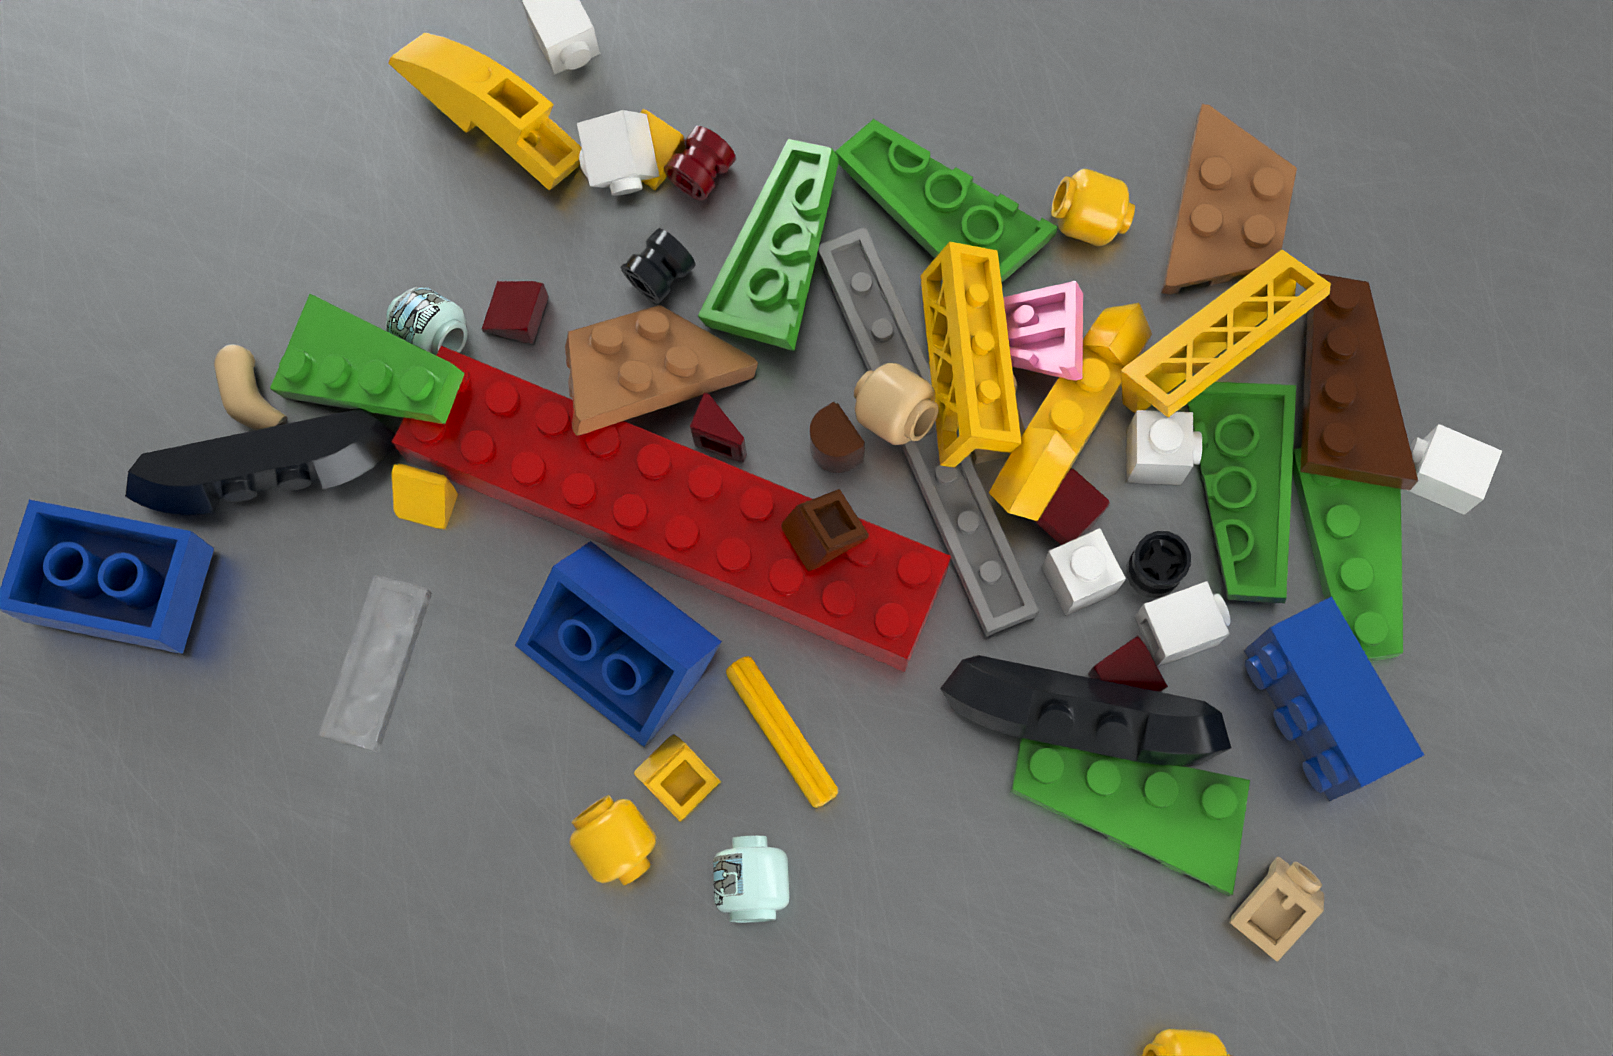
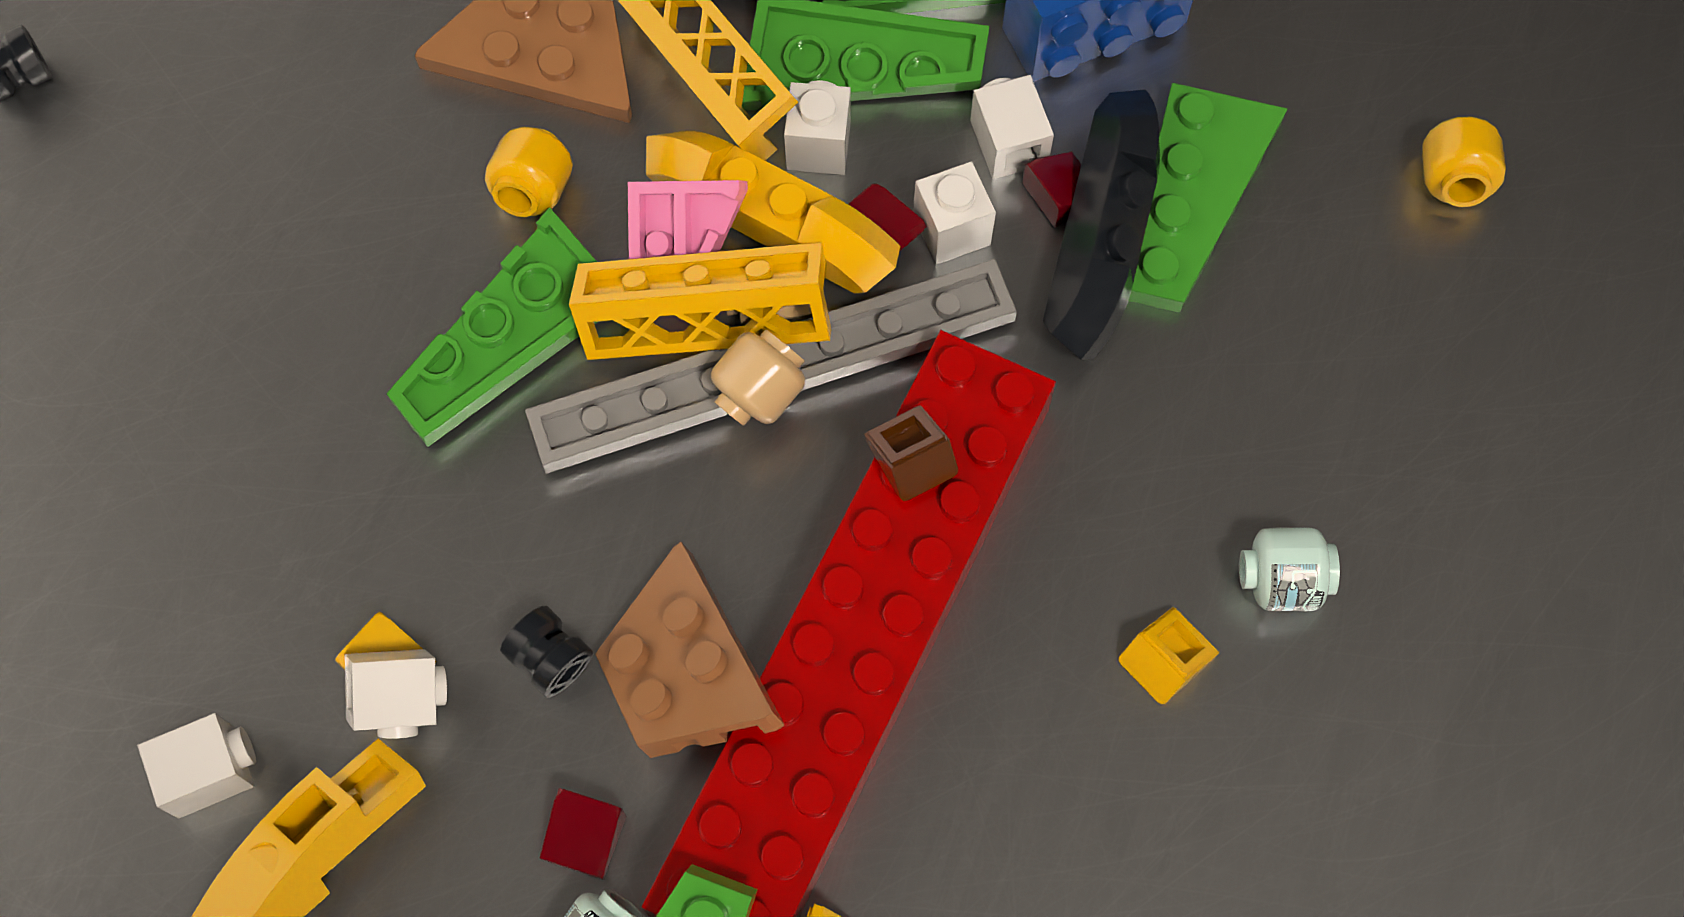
camera: 90 degrees left, 5 degrees down
(613, 840) = (1249, 719): yellow head -> none
(616, 642) = (1018, 710): blue slope -> none
(700, 163) = (415, 597): dark red wheel -> none
(716, 432) = (763, 588): dark red slope -> none
(774, 257) = (556, 516): bright green wing -> none
(782, 731) = (1118, 536): yellow axle -> none
(835, 441) = (784, 458): reddish brown brick -> none
(1162, 554) = (945, 128): black wheel -> none
(1280, 908) = (1300, 66): tan bracket -> none

